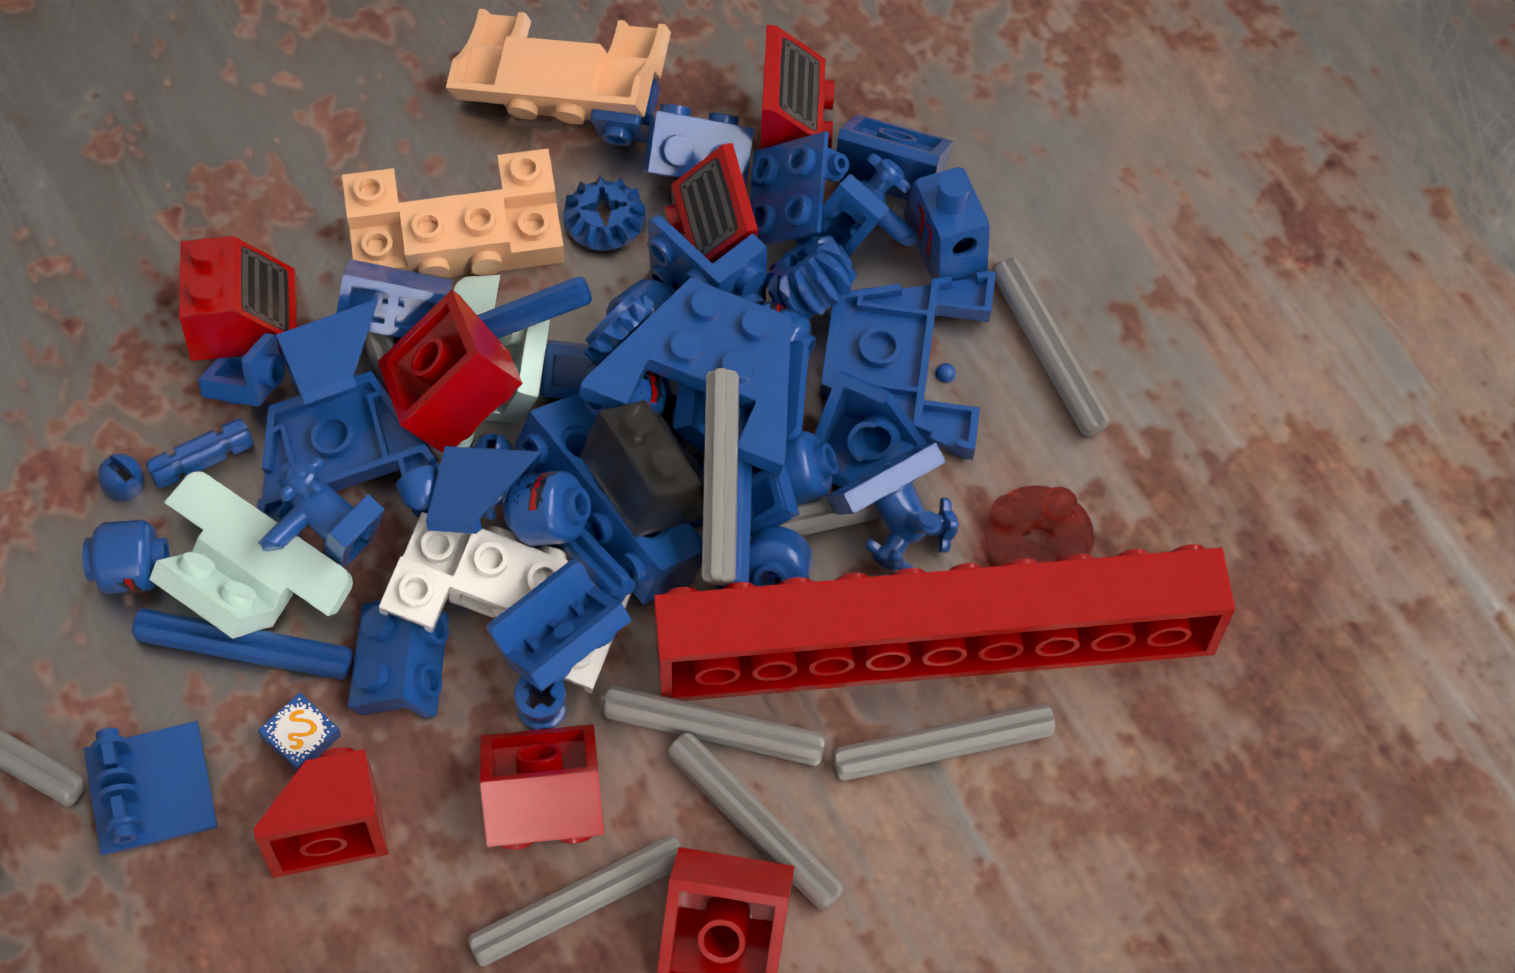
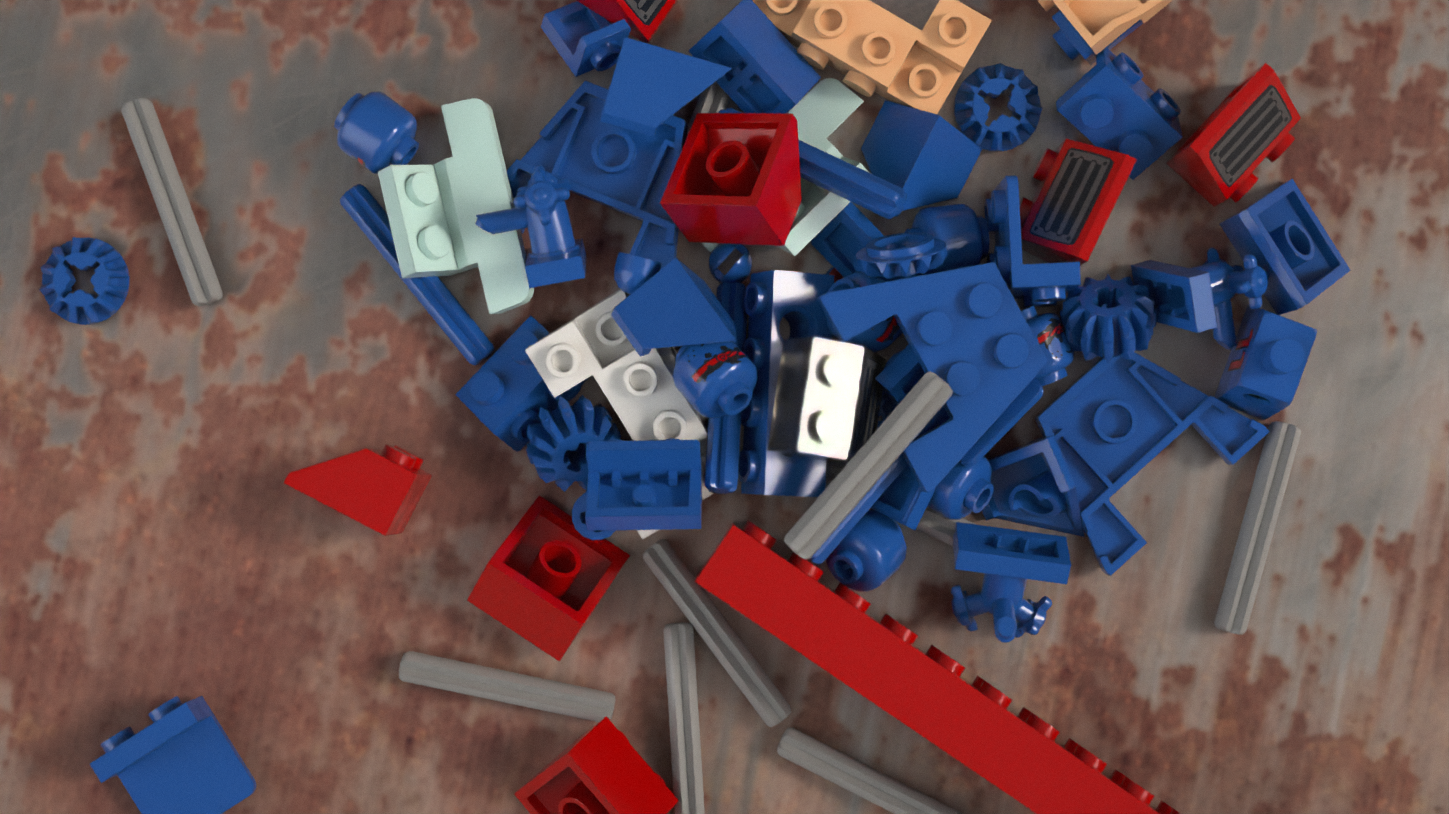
camera: 40 degrees right, 25 degrees up
(113, 485) = (440, 44): blue hinge -> none
(148, 786) = (264, 341): blue hinge -> none
(199, 453) = (504, 76): blue axle -> none
(299, 732) = (405, 384): tile -> none
(455, 654) = (561, 438): none -> blue gear
(569, 257) = (919, 154): none -> blue slope
(790, 187) = (1161, 224): blue hinge -> none
(945, 372) = (1154, 478): blue piece -> none
(1041, 508) = (1109, 714): clear red plate -> none

